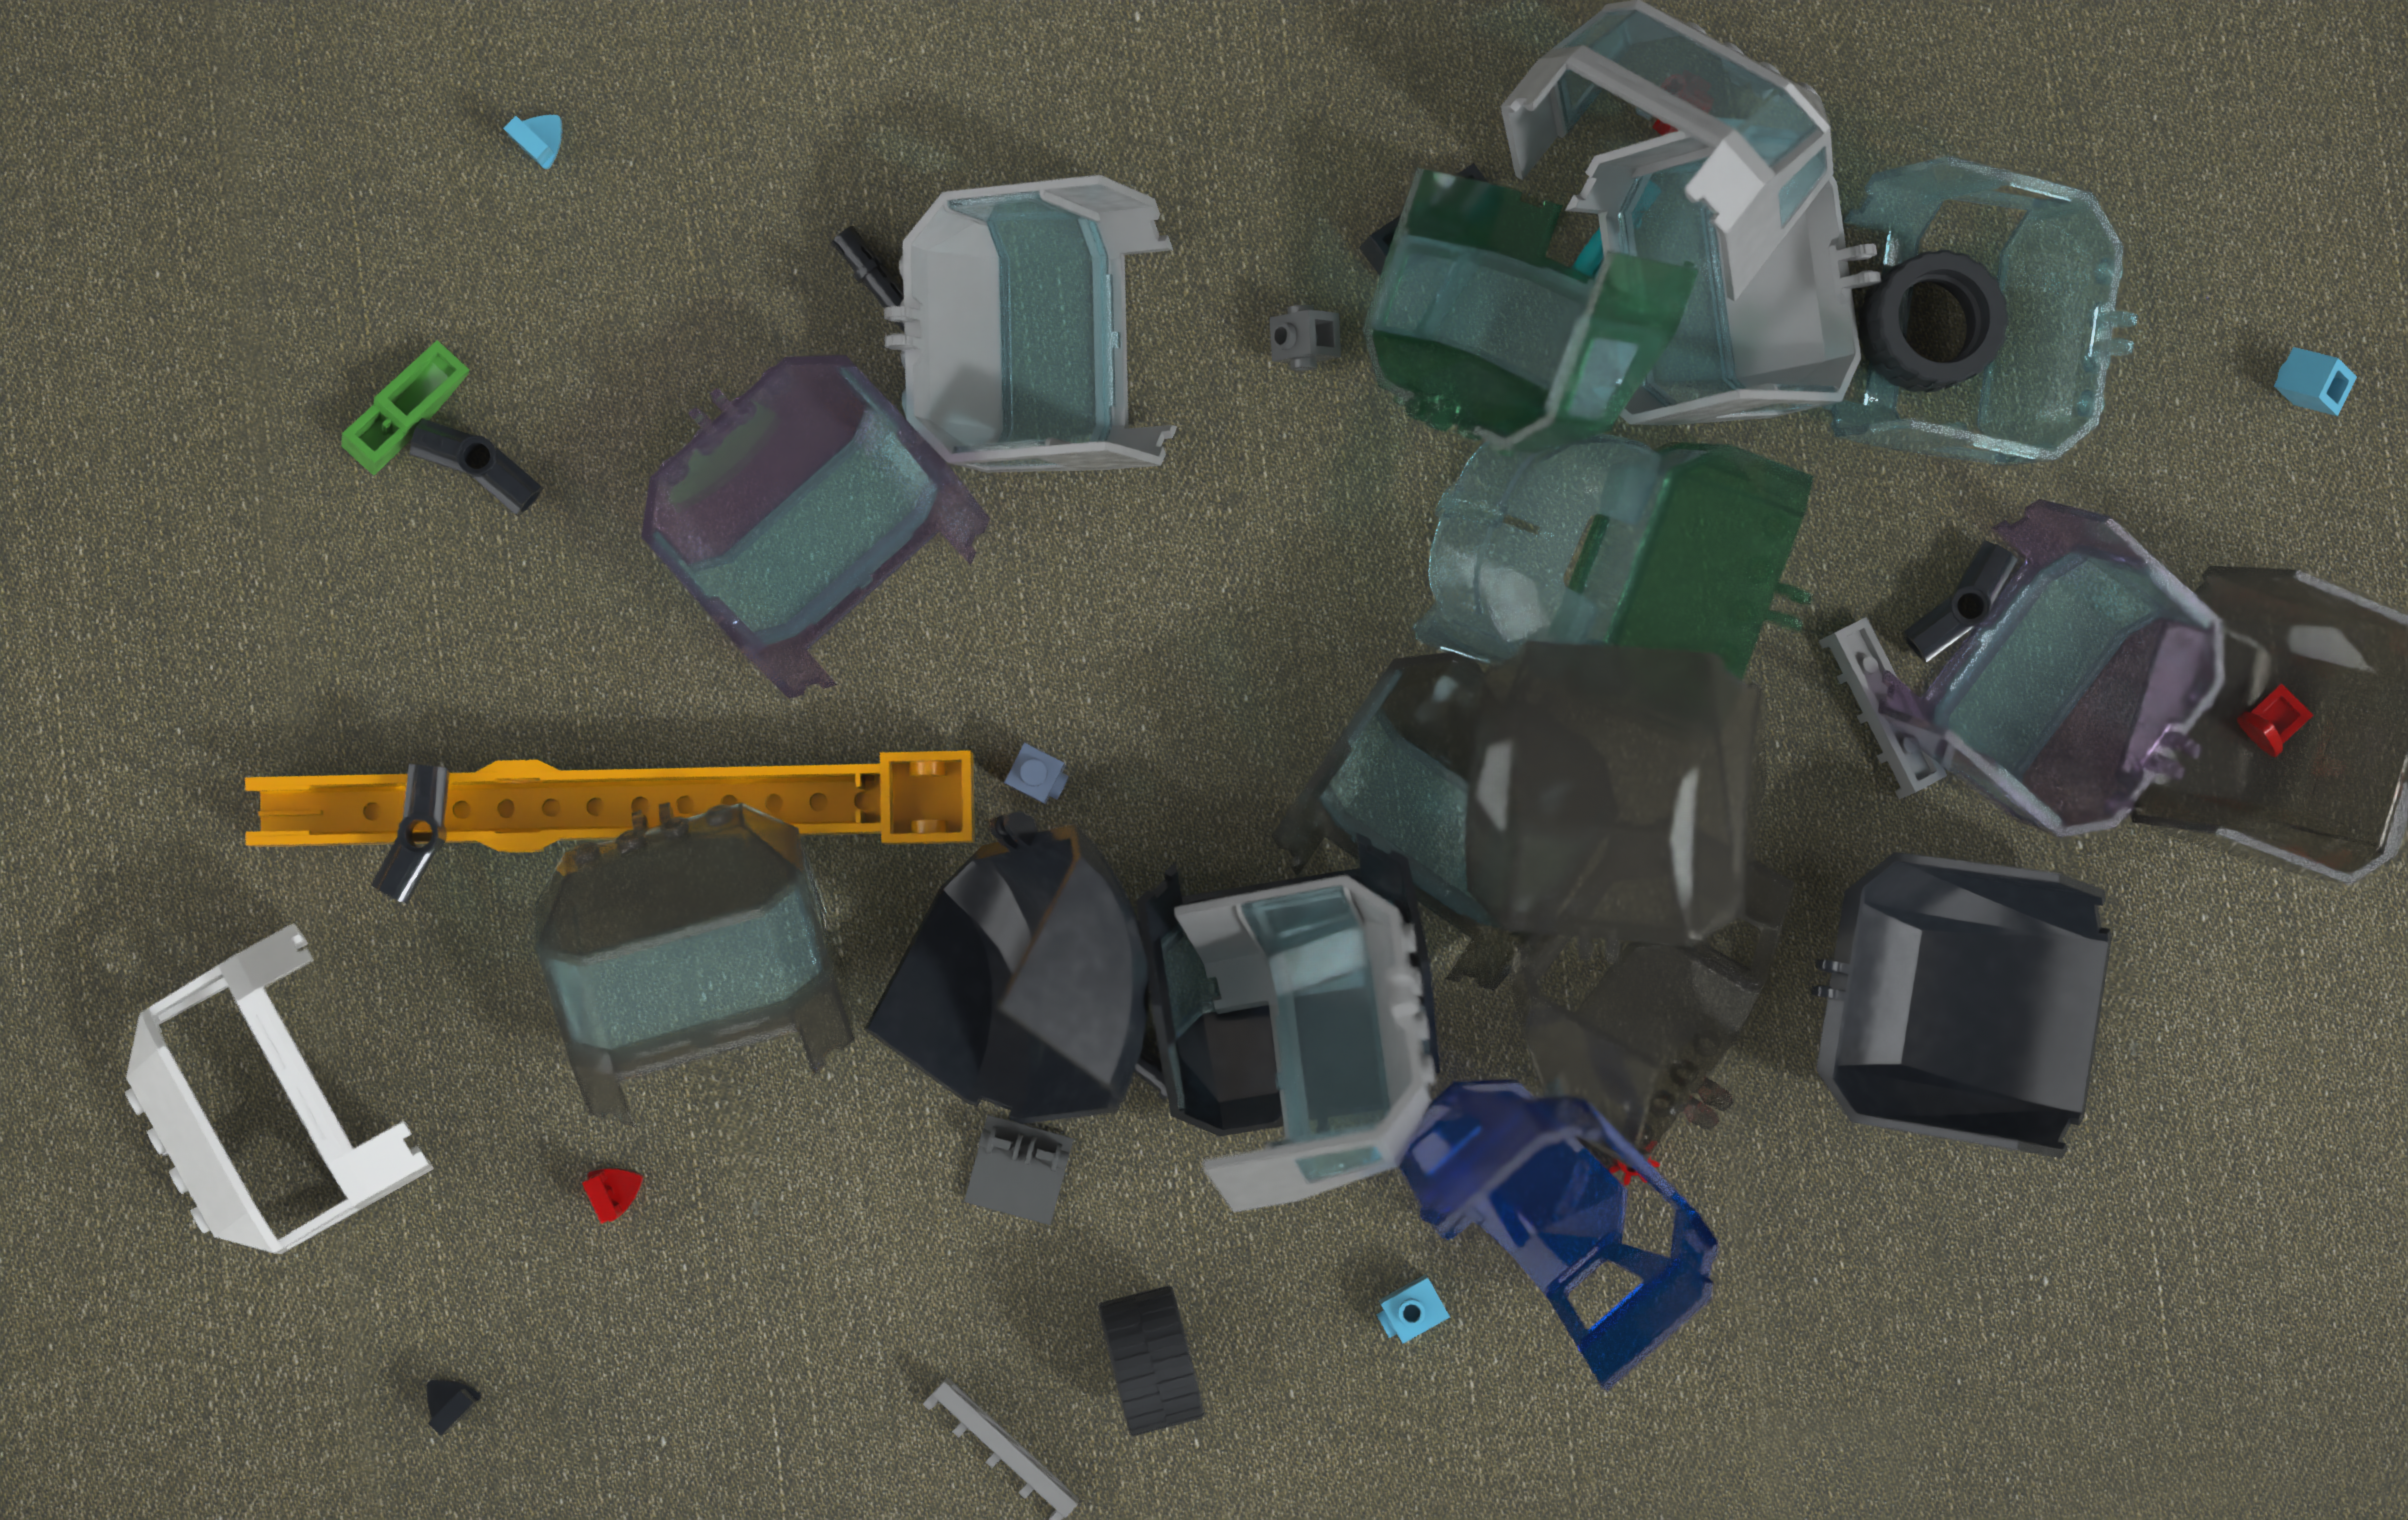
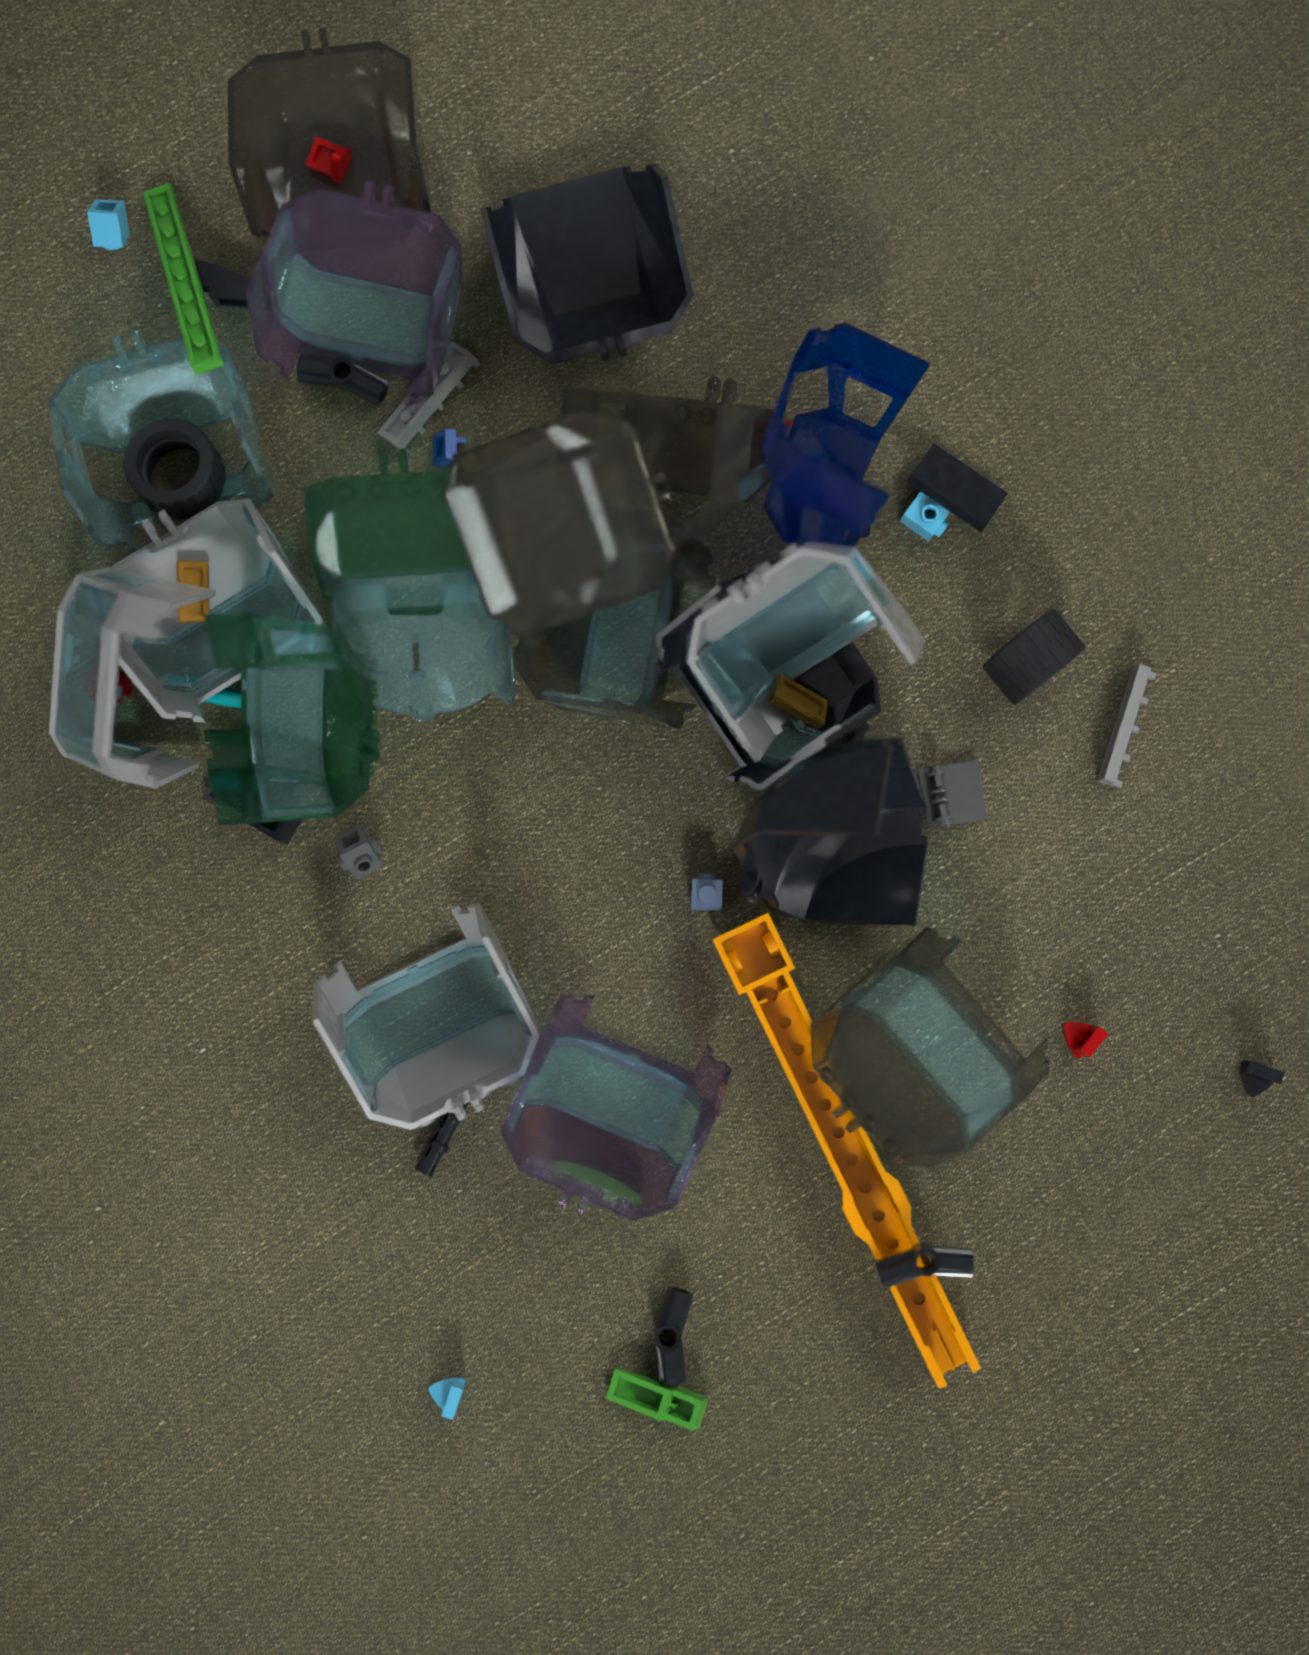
camera: 110 degrees left, 0 degrees up
(189, 1139) = (1189, 1307): white windscreen -> none
(1237, 1015) = (798, 701): none -> pearl gold tile
(1432, 1370) = (957, 487): none -> black tile
(1772, 283) = (195, 574): none -> pearl gold tile
(1803, 699) = (445, 446): none -> blue tile
(2161, 499) = (223, 285): none -> black slope
(2187, 445) = (183, 279): none -> bright green tile

